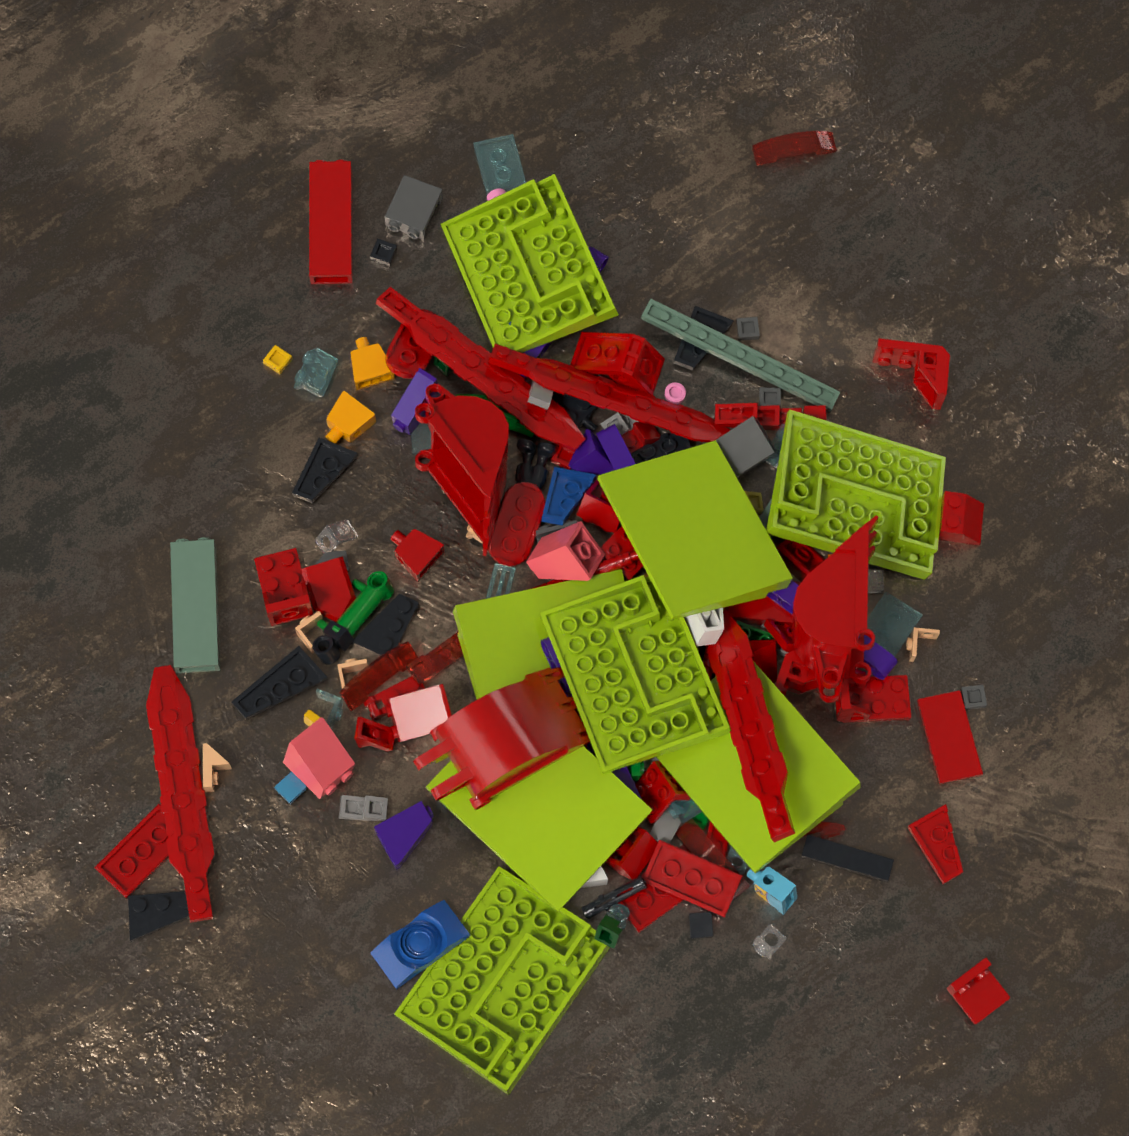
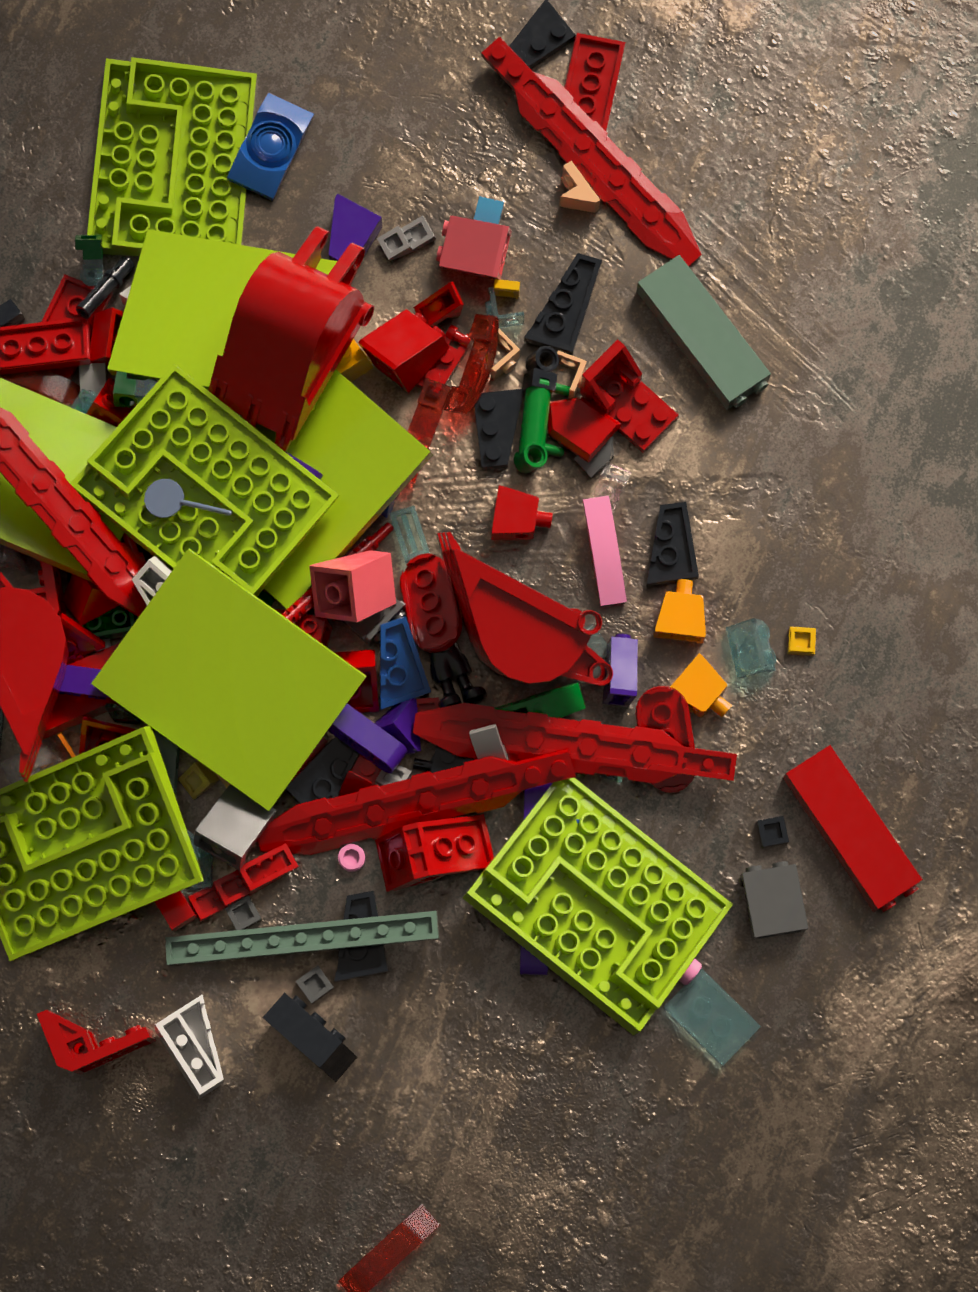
camera: 150 degrees right, 5 degrees up
(371, 492) = (604, 550): none -> bright pink slope
(634, 776) = (130, 392): none -> dark green leg
(665, 676) = (166, 498): none -> sand blue piece
(771, 294) = (310, 1036): none -> black wedge
(851, 332) = (192, 1046): none -> white wedge

